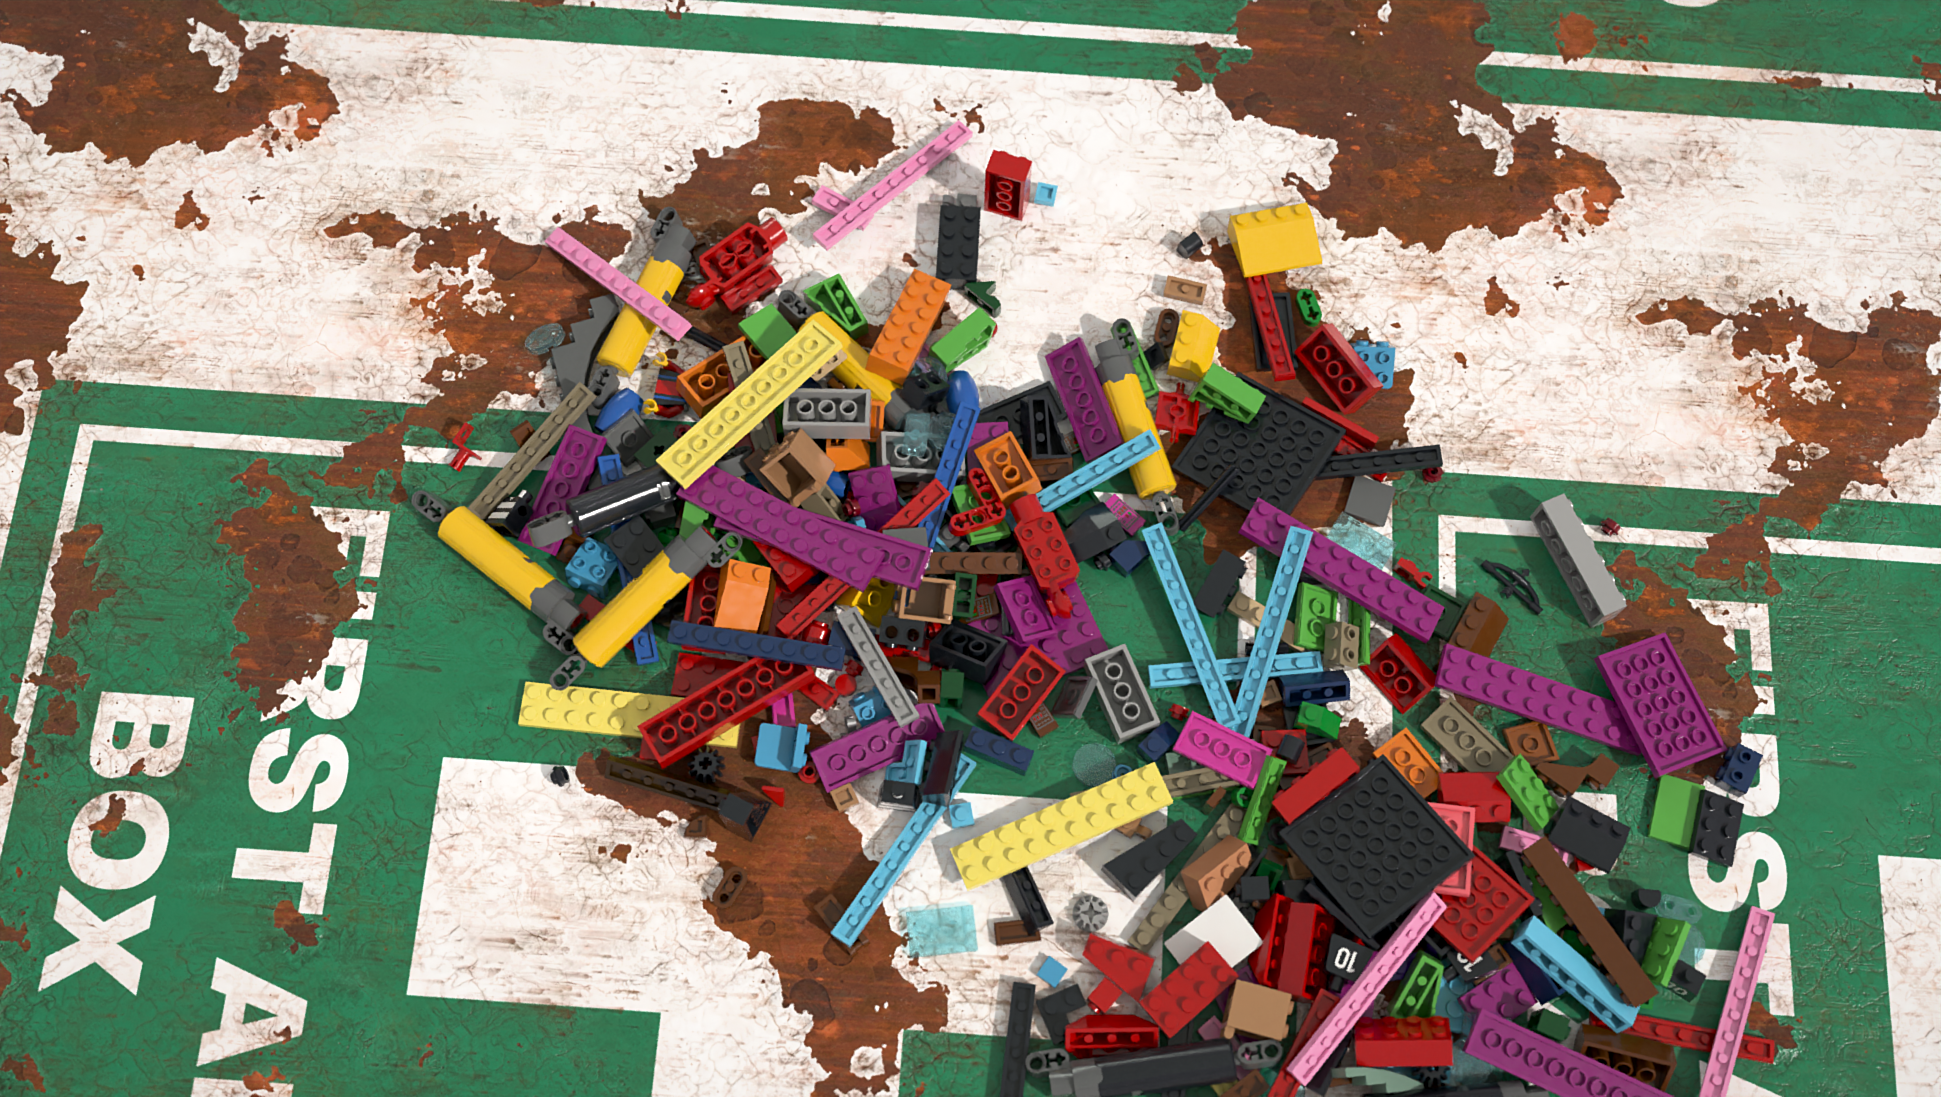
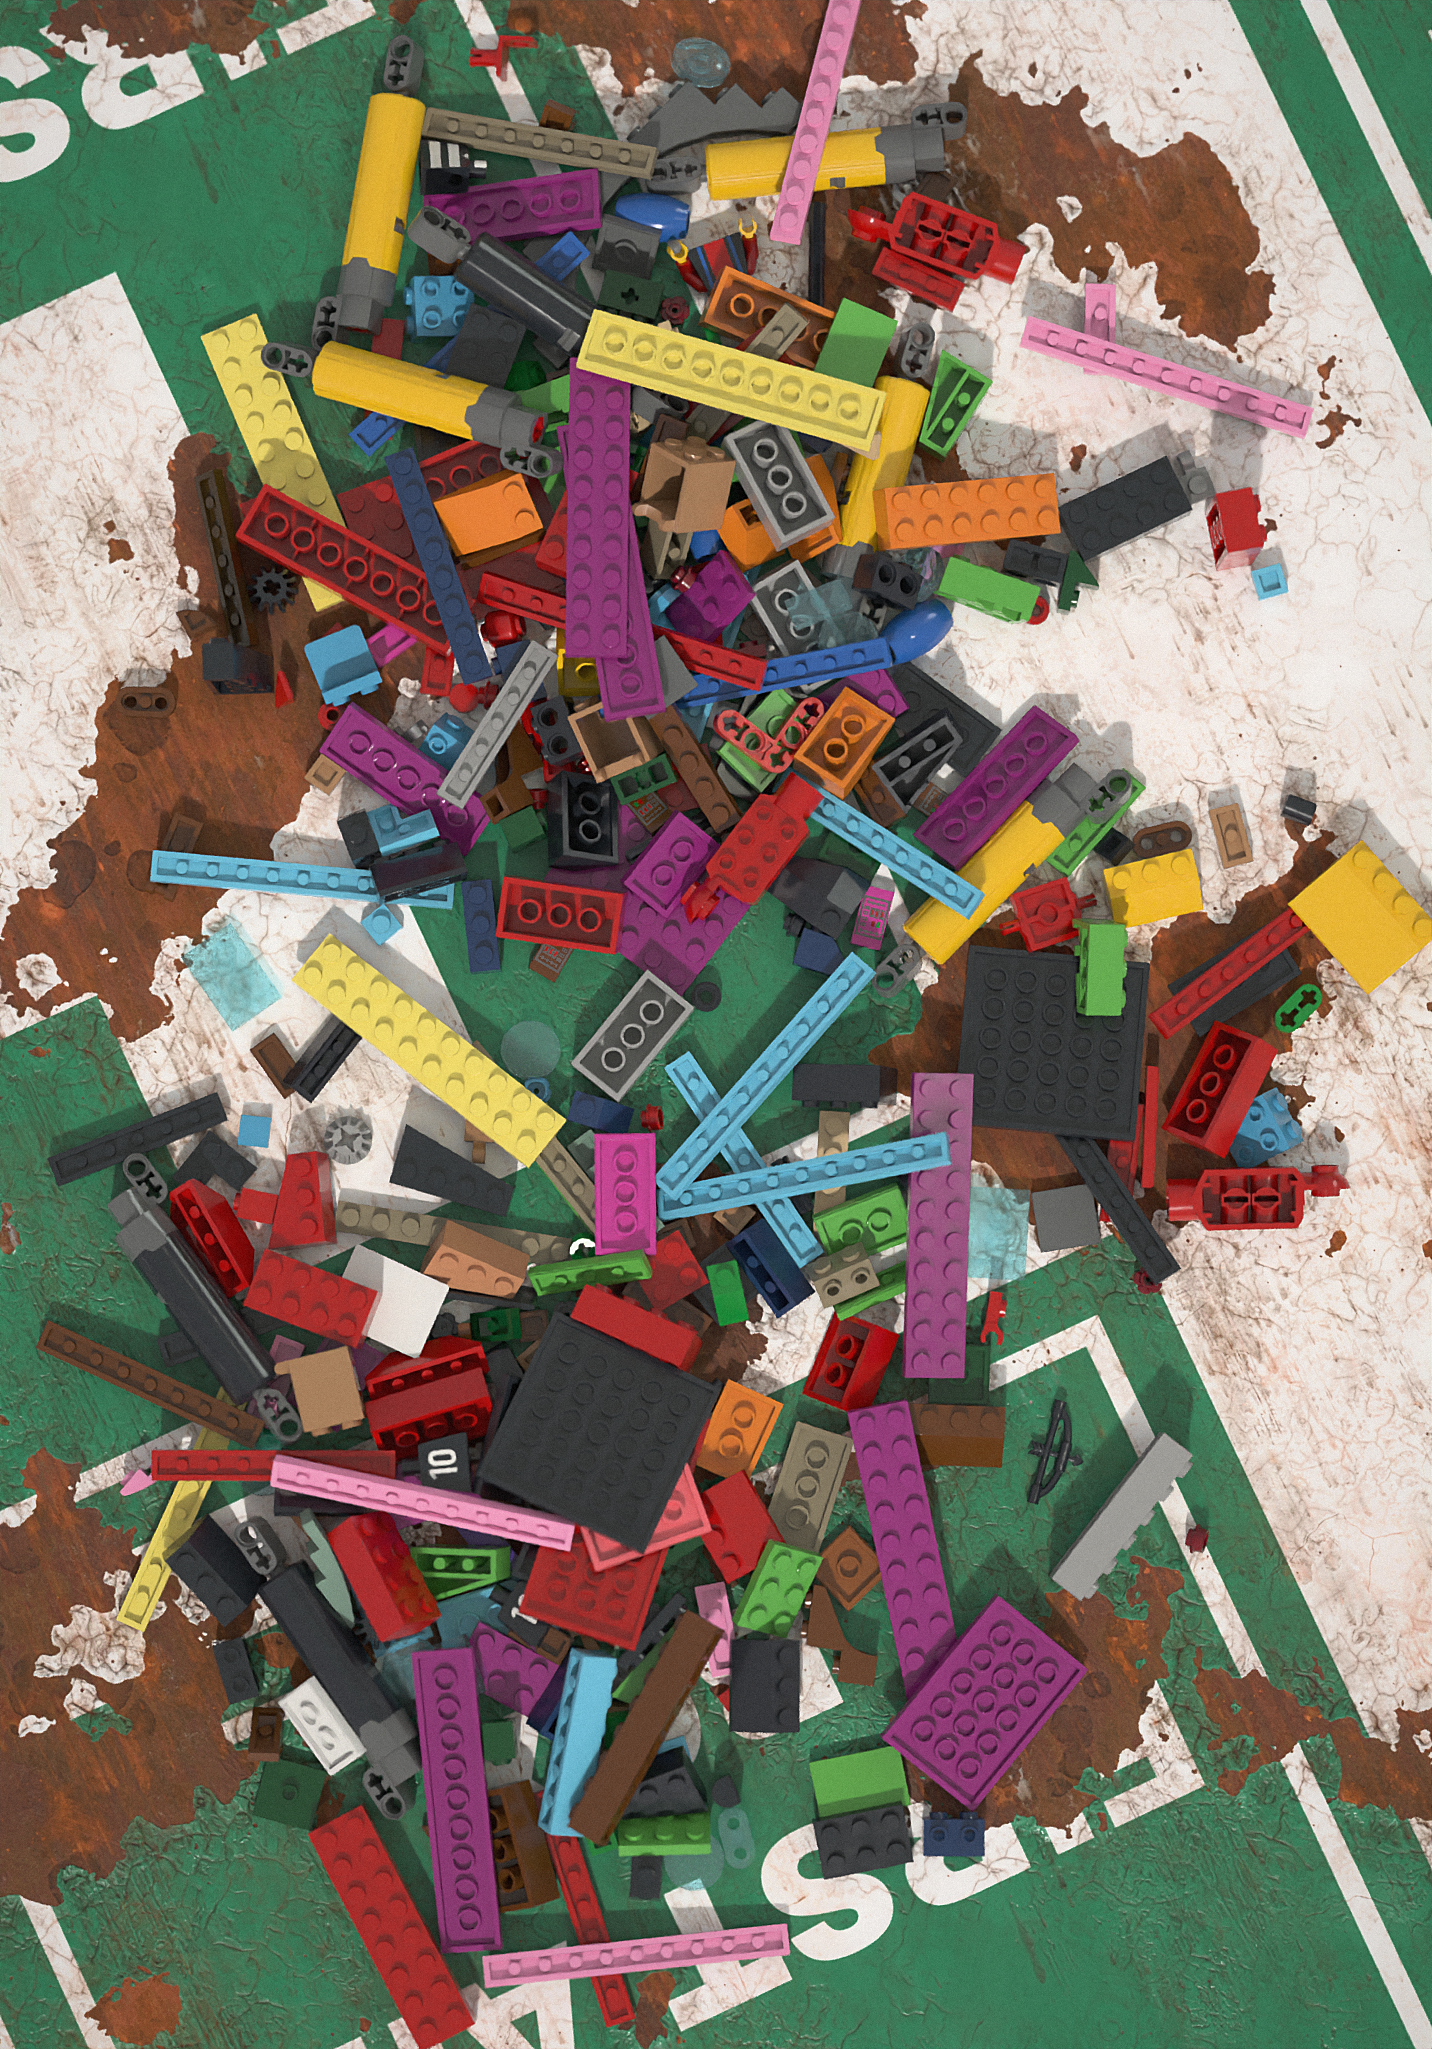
camera: 65 degrees right, 15 degrees up
(559, 776) = (166, 424): black plate -> none
(959, 308) = (1034, 563): none -> black brick
(1074, 697) = (595, 981): dark grey tile -> none
(1118, 632) = (699, 989): none -> black plate
(1207, 497) = (948, 1011): black axle -> none
(1213, 801) = (558, 1215): reddish brown tile -> none
(1252, 889) = (471, 1314): black brick -> none
(1290, 749) = (669, 1275): black brick -> none
(1411, 388) = (1250, 1196): none -> red brick

